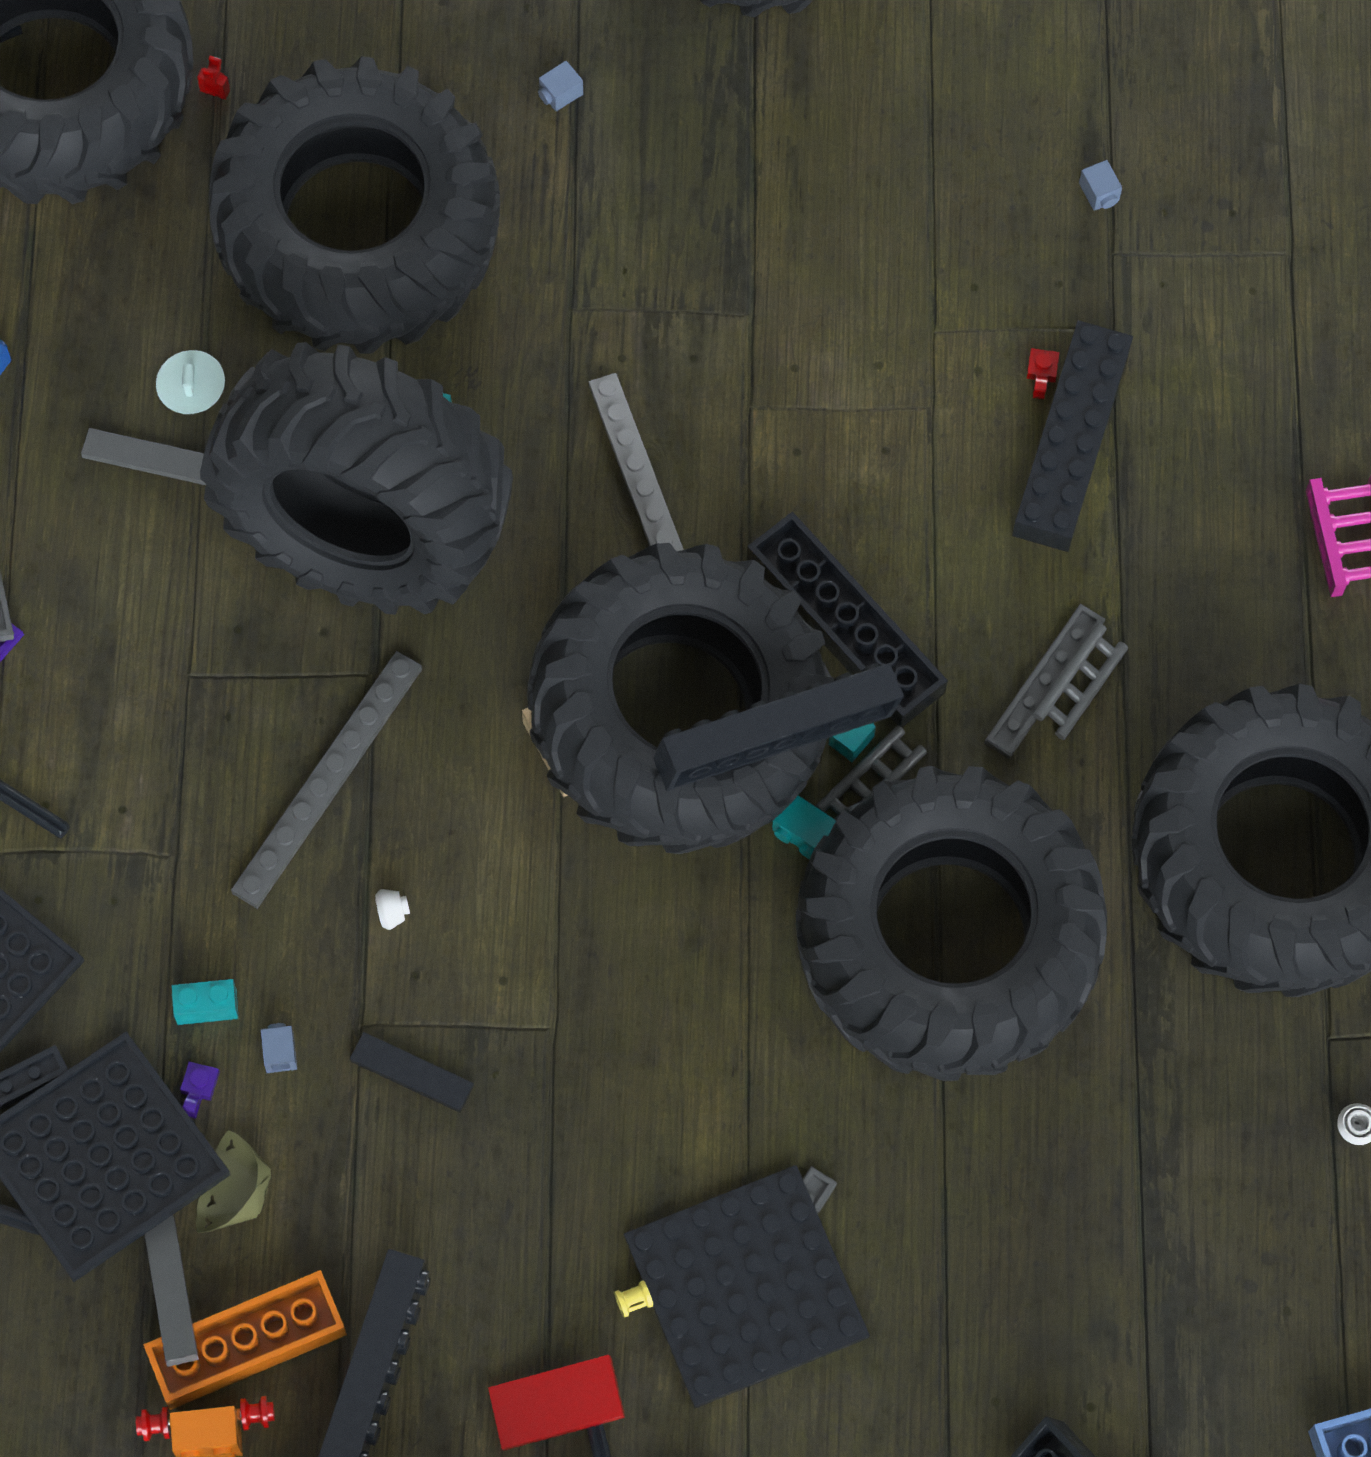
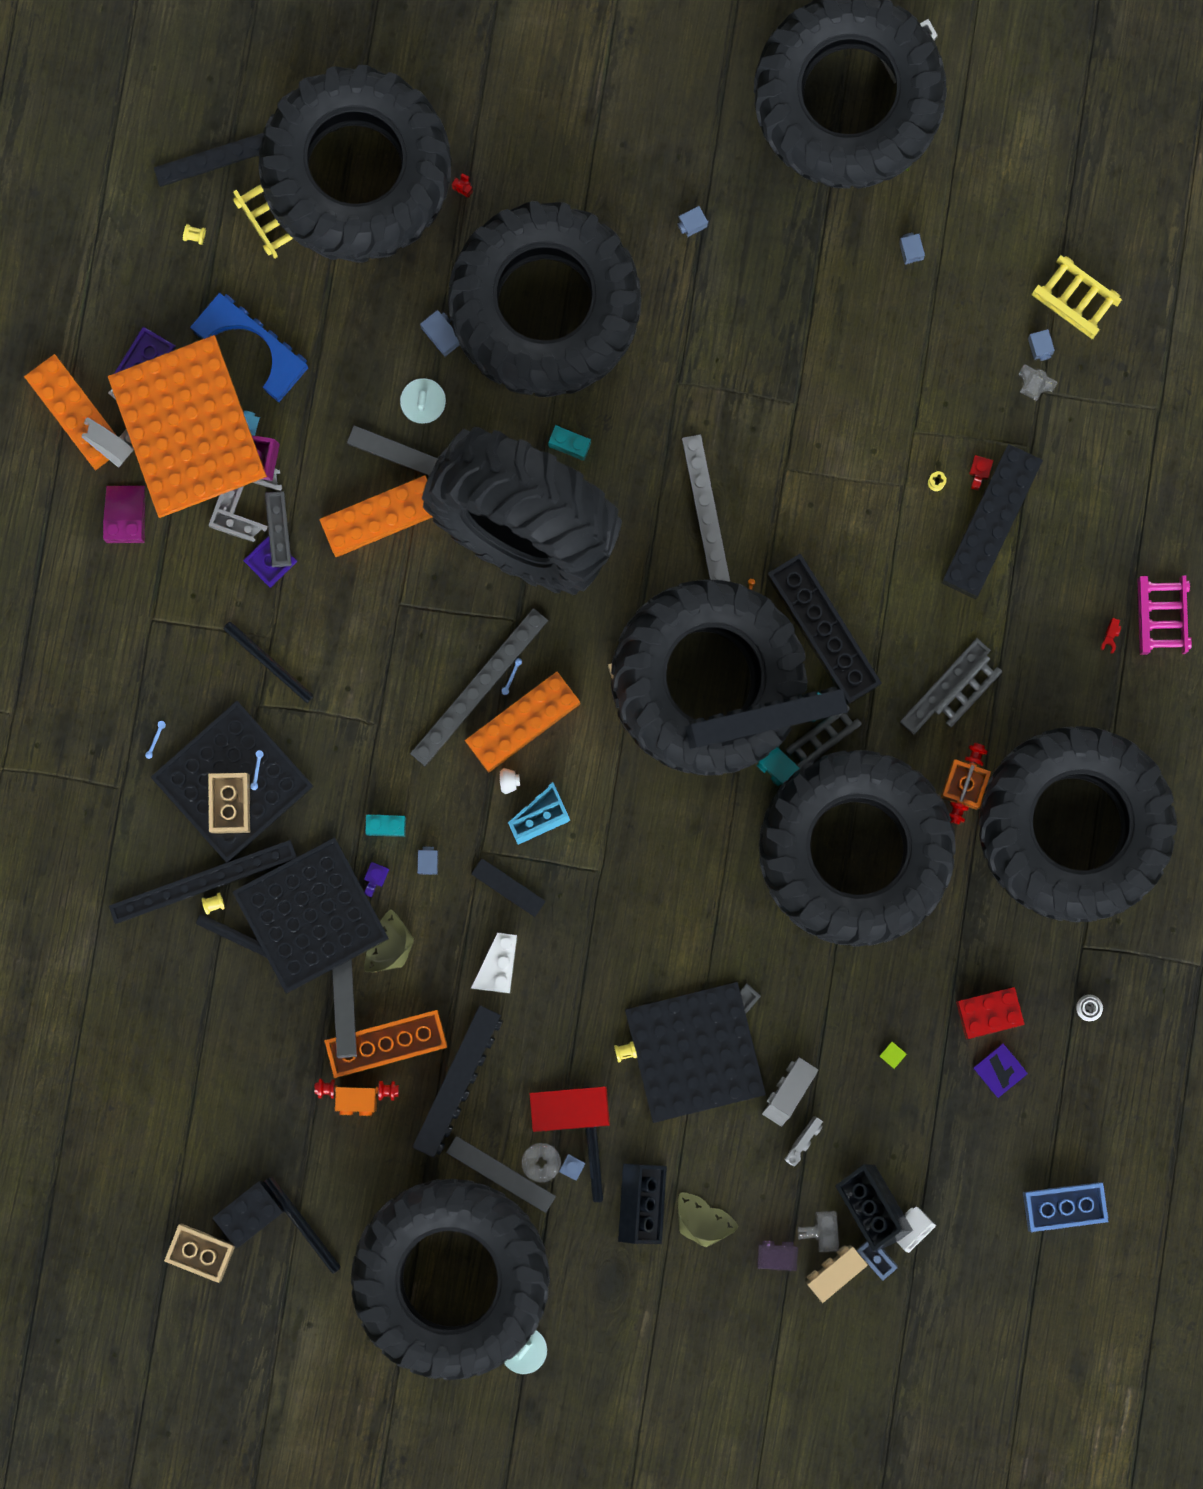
camera: 10 degrees right, 15 degrees up
(140, 551) = (376, 517): none -> orange brick
(206, 282) = (440, 332): none -> sand blue brick
(368, 778) = (505, 691): none -> light blue hinge
(401, 818) = (522, 722): none -> orange brick
(410, 1193) = (498, 965): none -> white wedge
(447, 953) = (539, 816): none -> medium azure wedge
(887, 81) = (911, 248): none -> sand blue brick
(906, 1324) = (790, 1091): none -> light grey wedge
(942, 1401) = (803, 1141): none -> light grey hinge
(978, 399) = (931, 483): none -> light yellow bush
(1061, 1245) = (893, 1055): none -> lime tile
(1102, 237) = (1035, 382): none -> clear brick
(1105, 808) = (966, 783): none -> orange brick
(1129, 138) = (1074, 315): none -> light yellow fence
(1204, 1155) = (990, 1013): none -> red brick
(1236, 1245) = (1000, 1070): none -> dark purple tile
(1283, 565) = (1112, 631): none -> red plate

